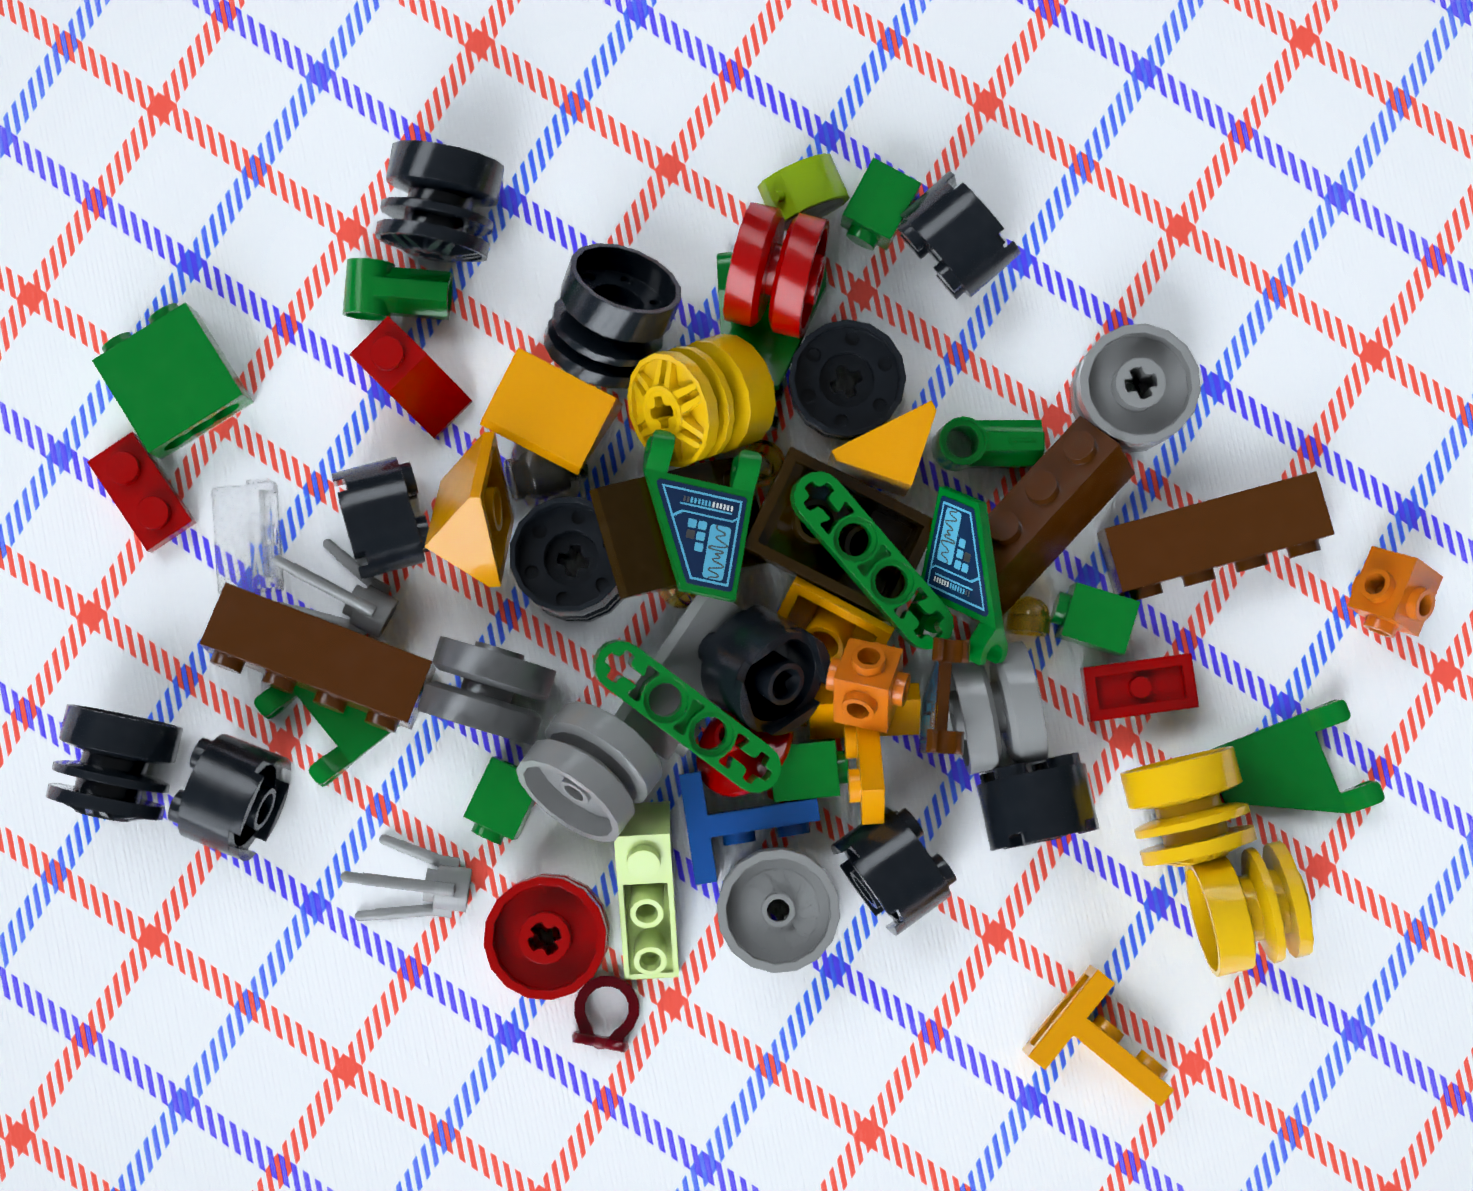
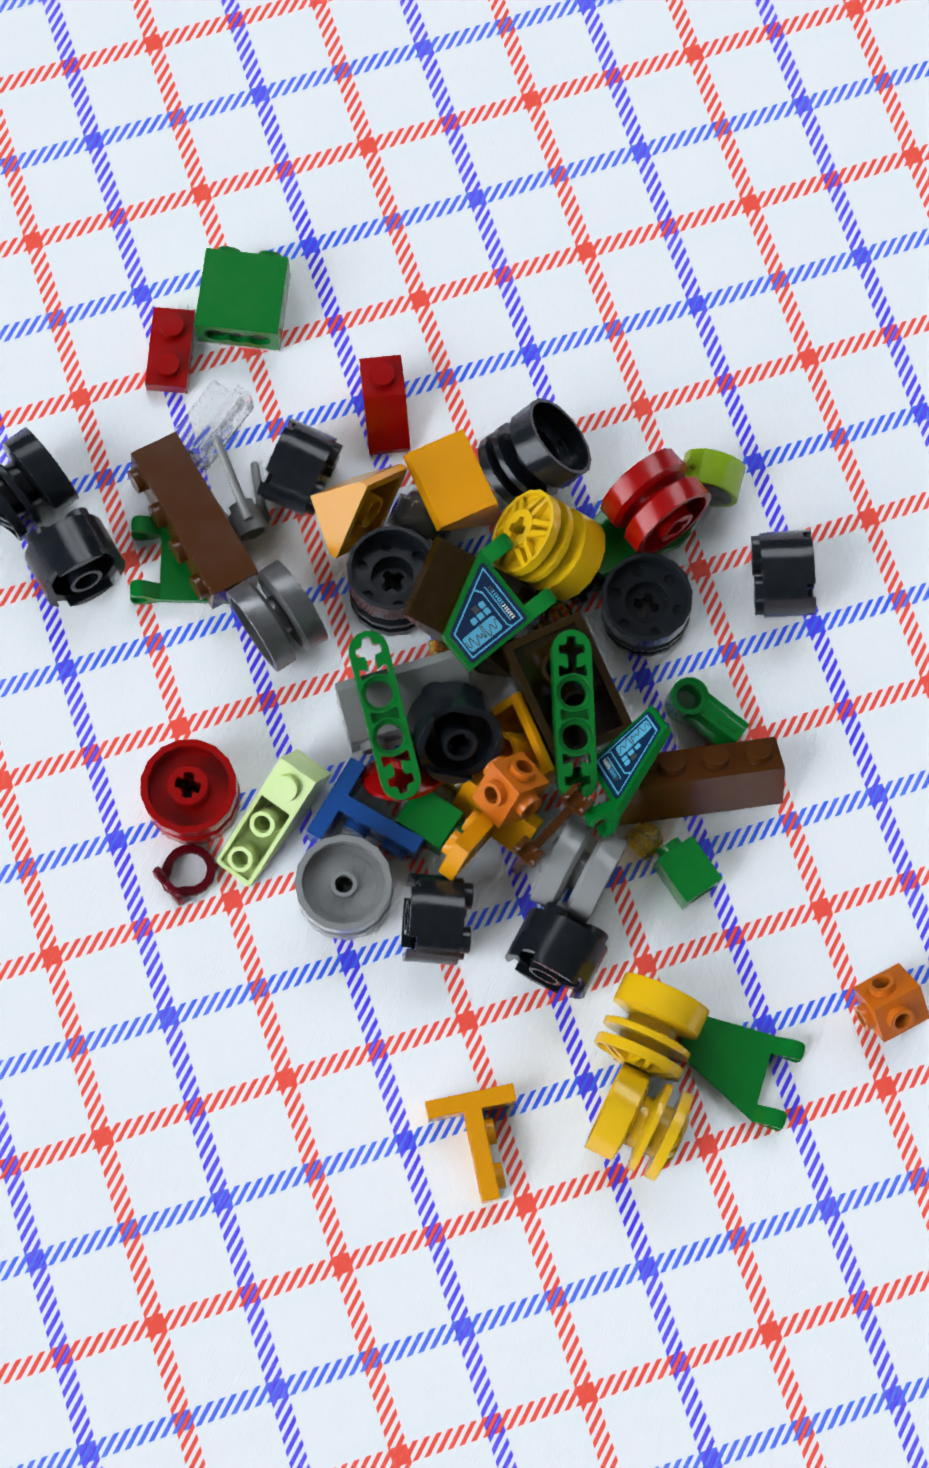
camera: 35 degrees right, 10 degrees down
(382, 290) = (419, 351): green piece -> none
(441, 190) = (486, 315): black wheel -> none
(444, 887) = (152, 716): light grey plant -> none
(499, 803) = (232, 692): green brick -> none
(589, 771) = (298, 706): light grey wheel -> none
(877, 205) = (749, 518): green brick -> none
(889, 453) = (639, 664): light orange slope -> none
(1139, 687) = (680, 936): red plate -> none
(1161, 370) = (837, 729): light grey wheel -> none
(1215, 534) = (805, 880): reddish brown brick -> none

